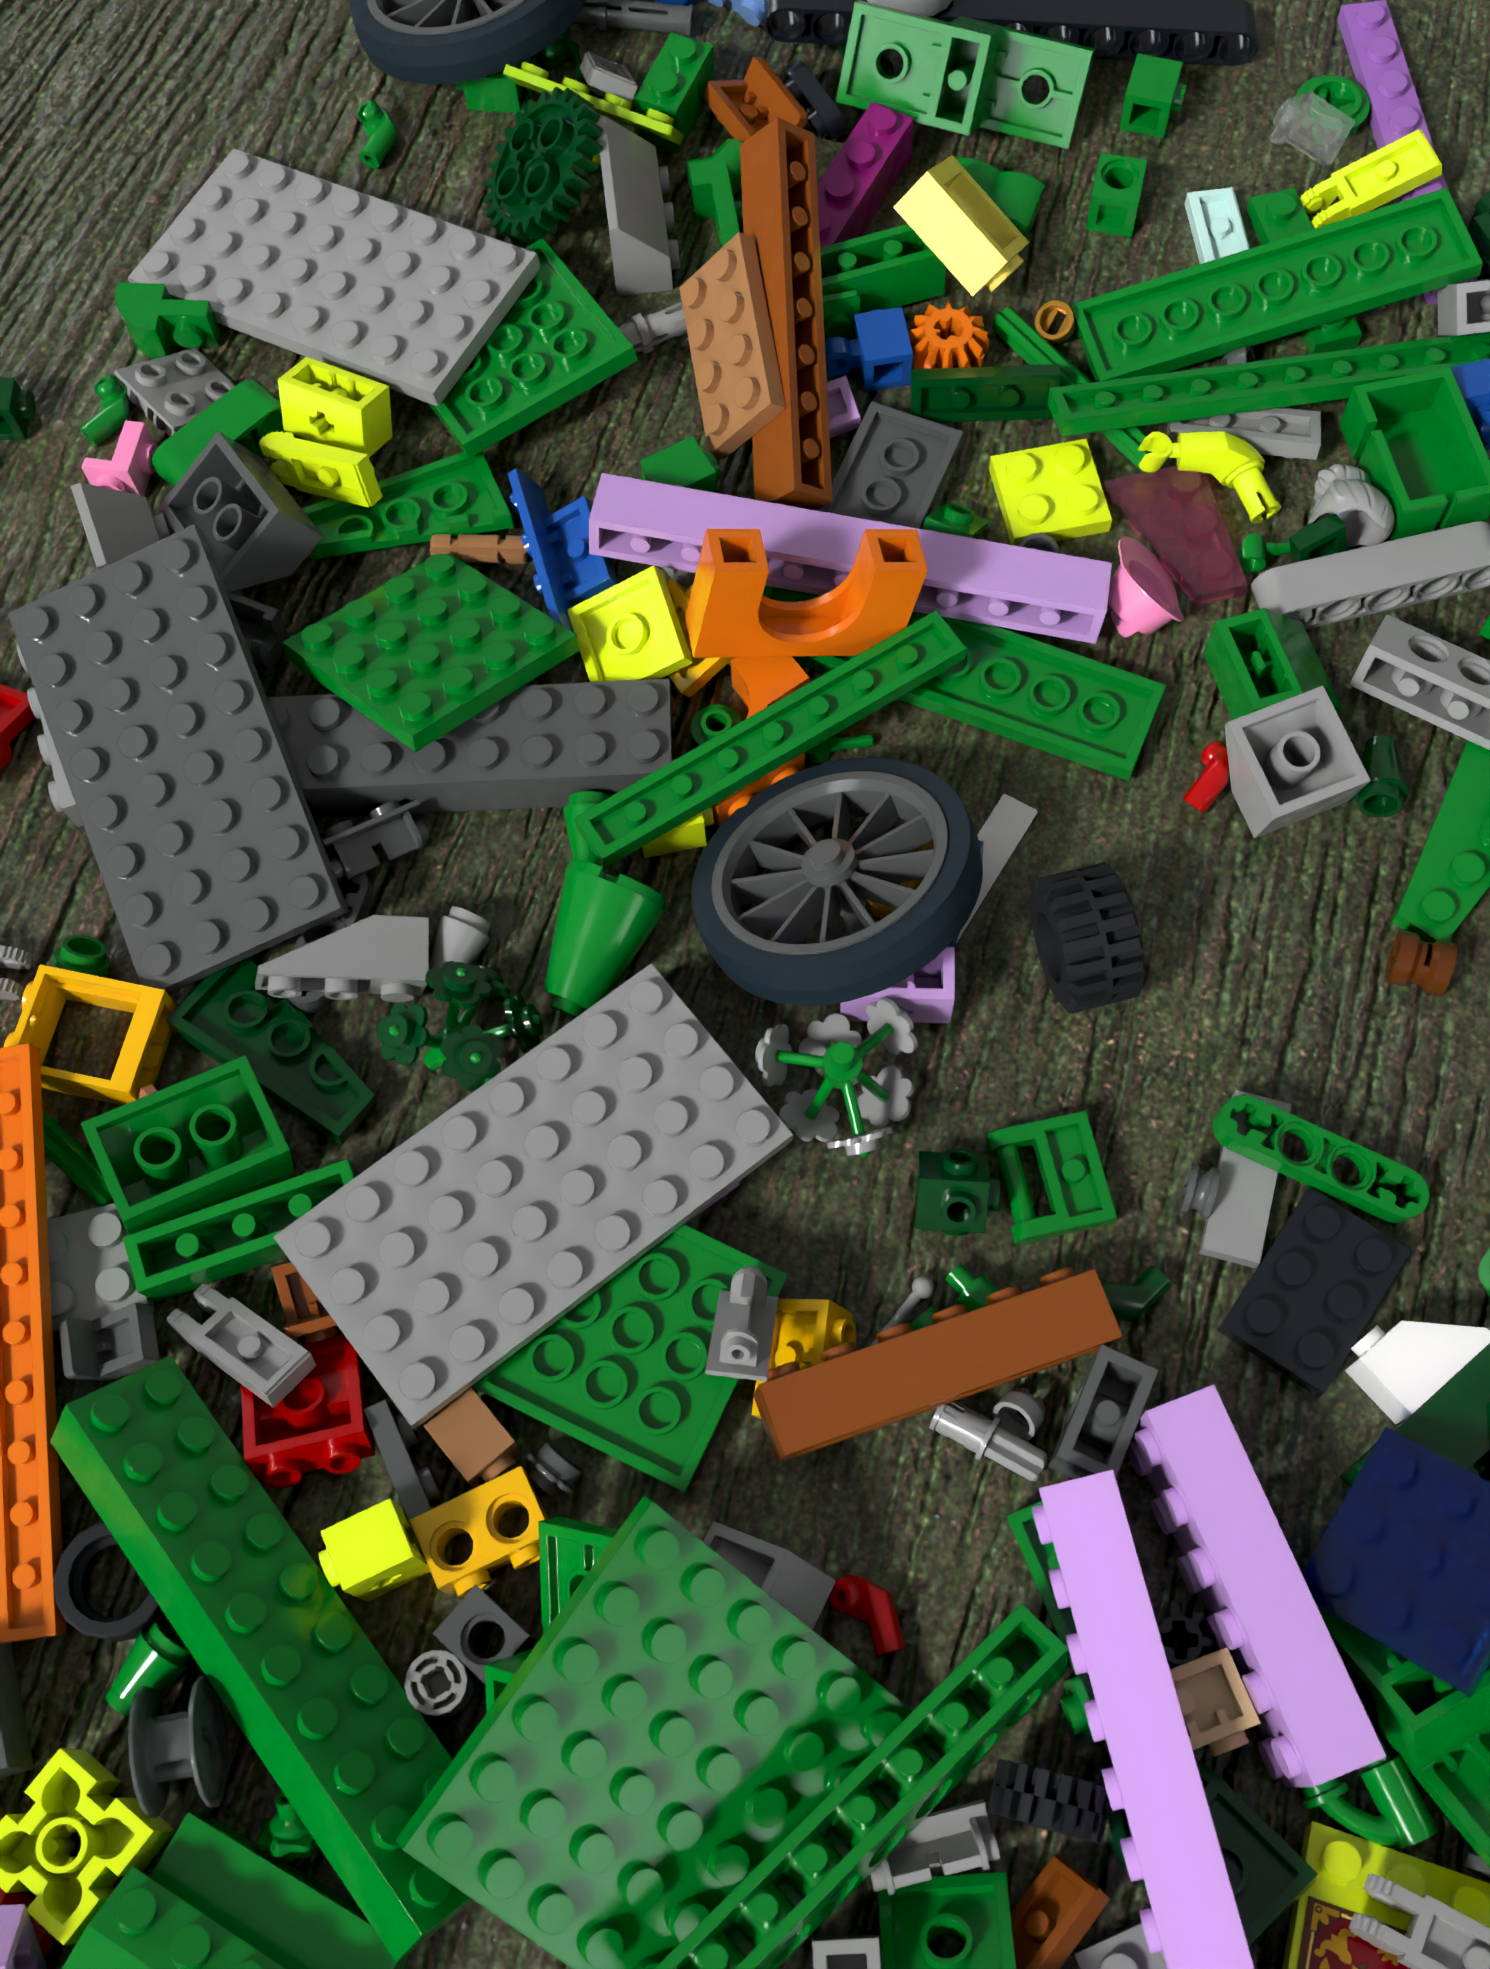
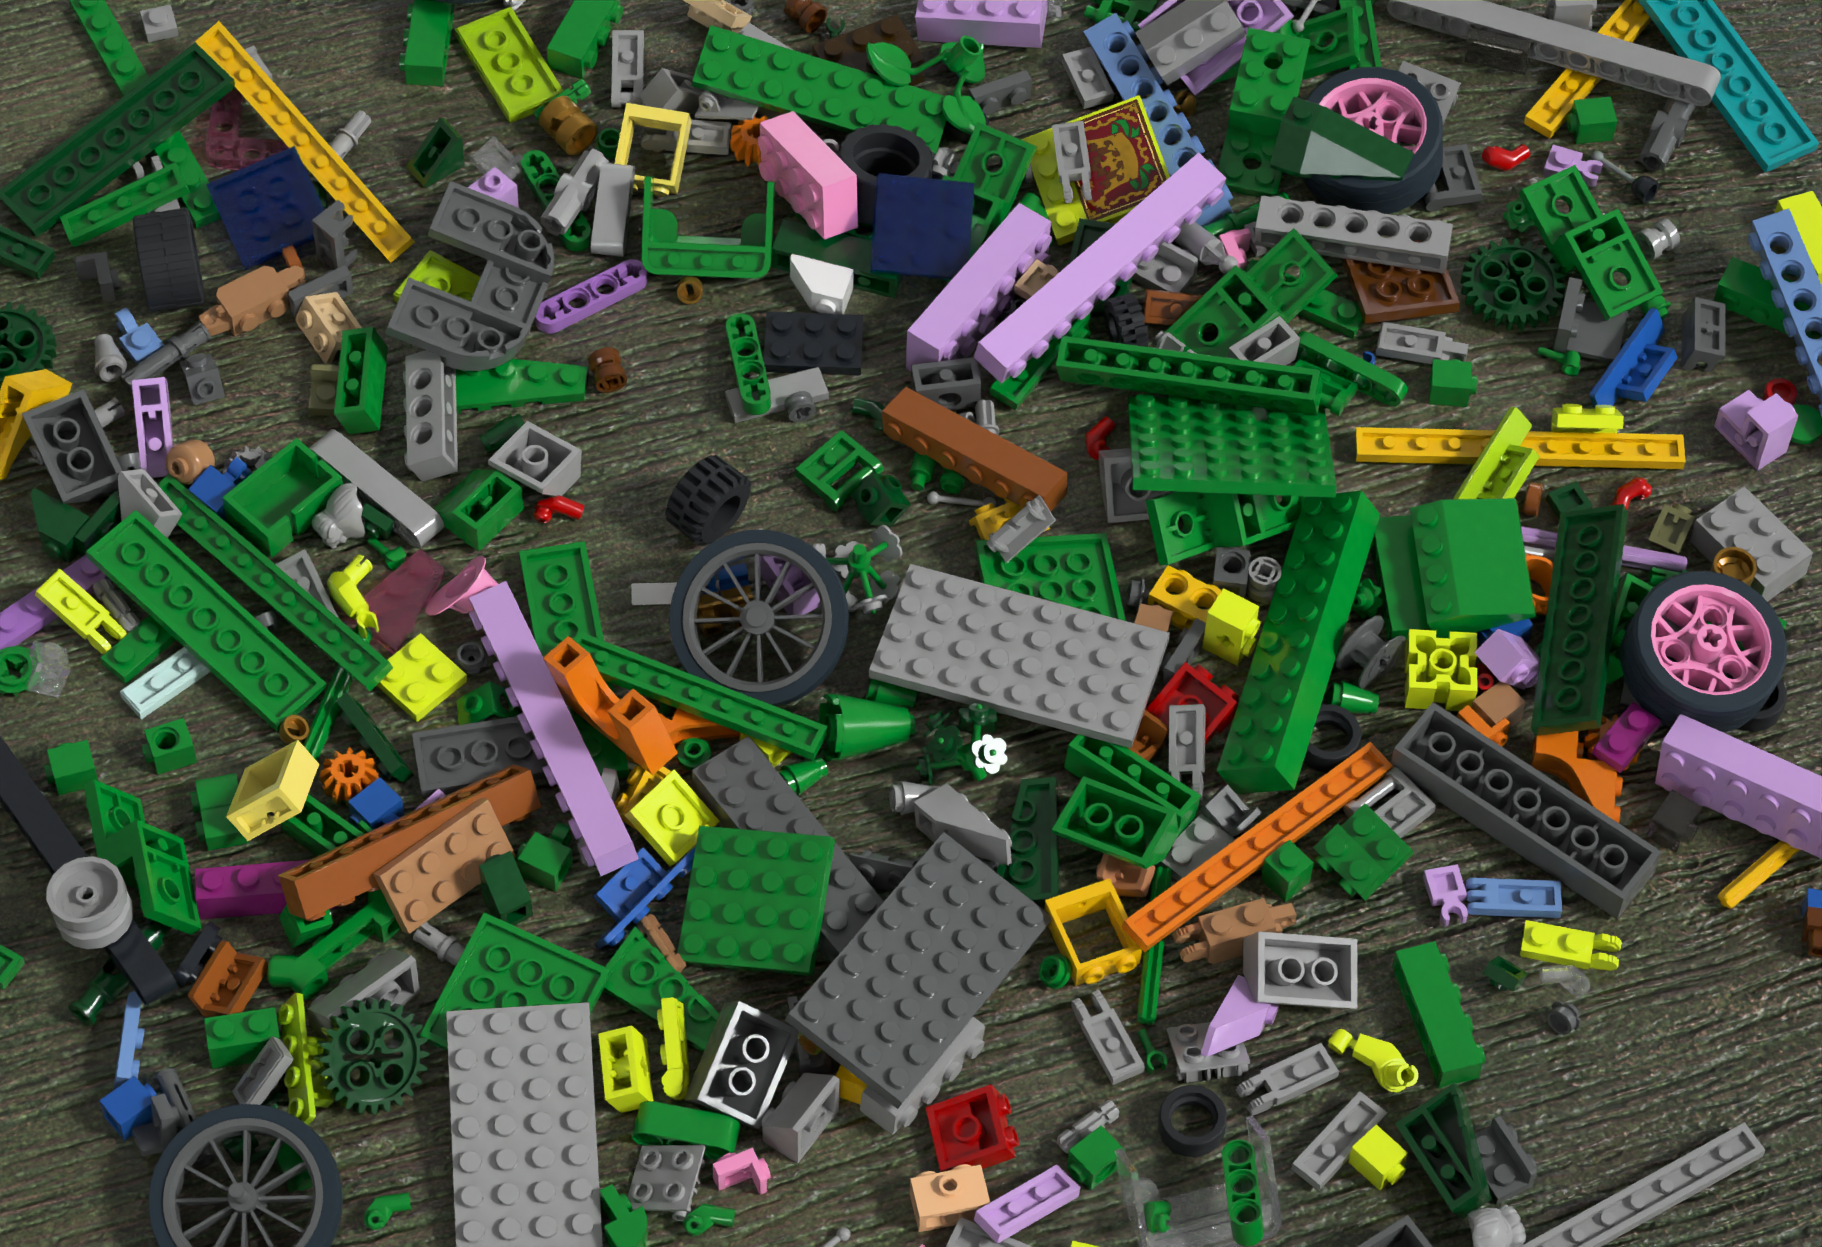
camera: 130 degrees left, 10 degrees down
(662, 405) = (505, 889): none -> dark green slope

